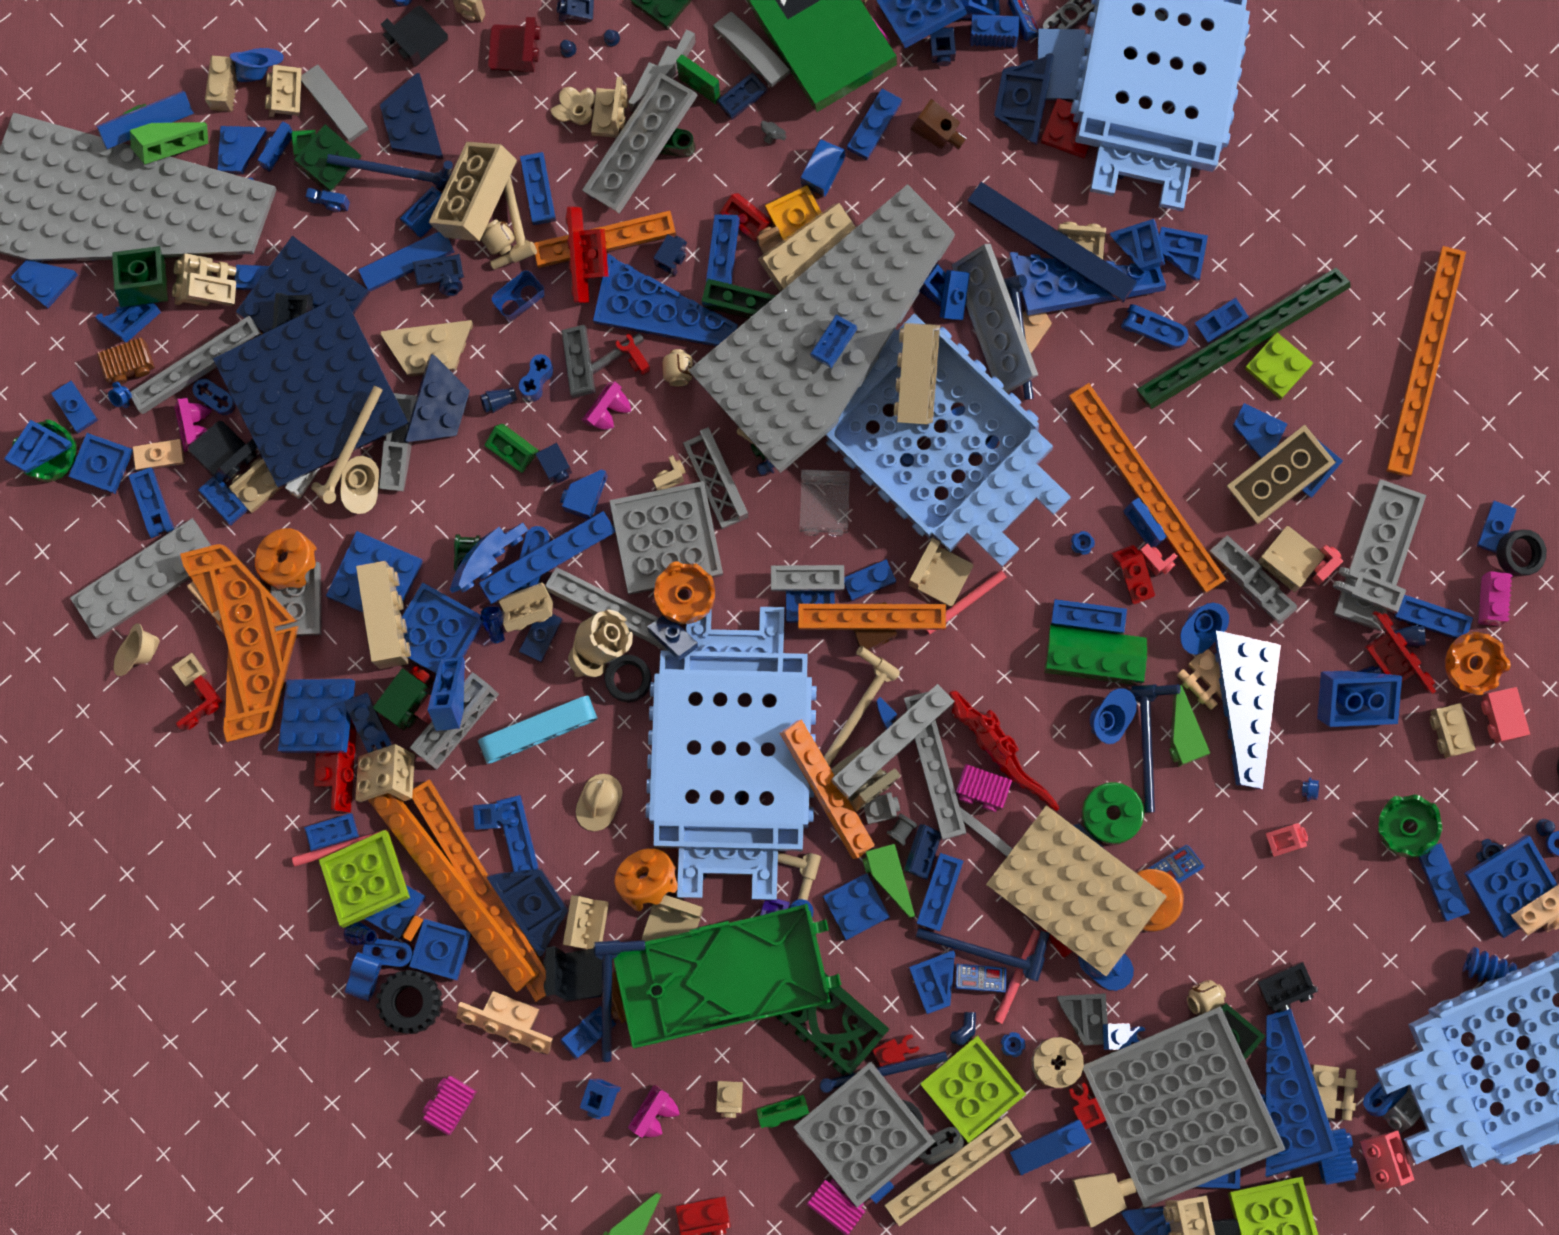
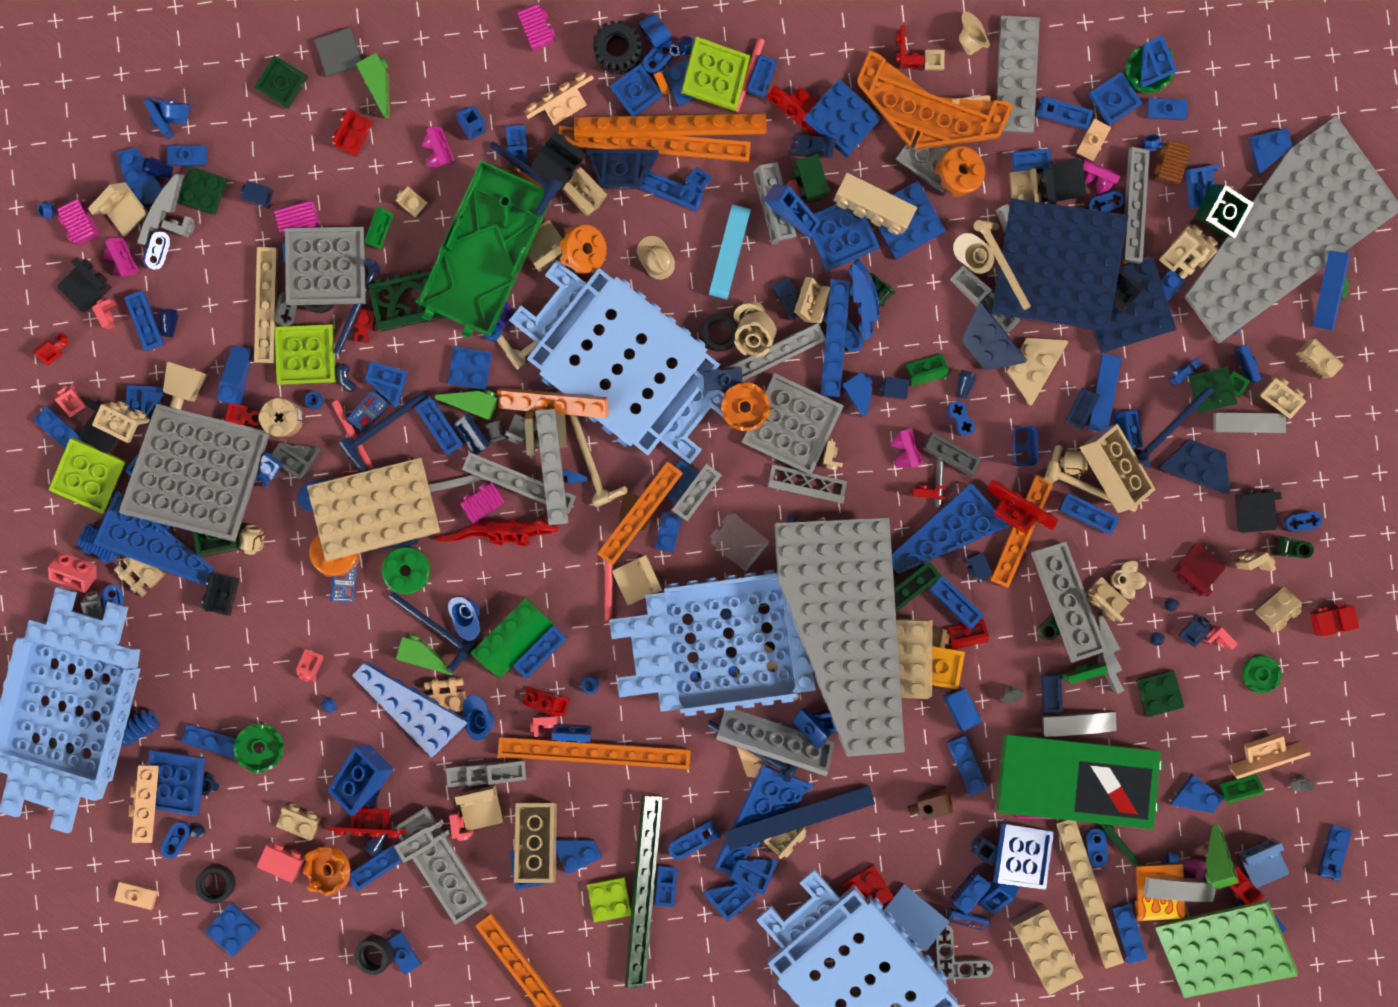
camera: 120 degrees right, 10 degrees up
(163, 140) = (1307, 292): bright green slope -> none
(237, 147) = (1266, 339): blue wing -> none
(254, 63) = (1317, 390): blue piece -> none
(385, 772) = (772, 135): tan bracket -> none
(421, 675) = (820, 204): red tile -> none
(450, 285) = (1065, 408): dark blue plate -> none
(492, 620) = (820, 273): clear blue cone -> none
(676, 368) = (898, 513): tan head -> none
(833, 341) = (833, 622): blue plate -> none
(918, 373) = (771, 661): tan brick -> none
(1024, 96) = (911, 876): dark blue wing -> none
(1494, 598) = (358, 914): dark pink brick -> none

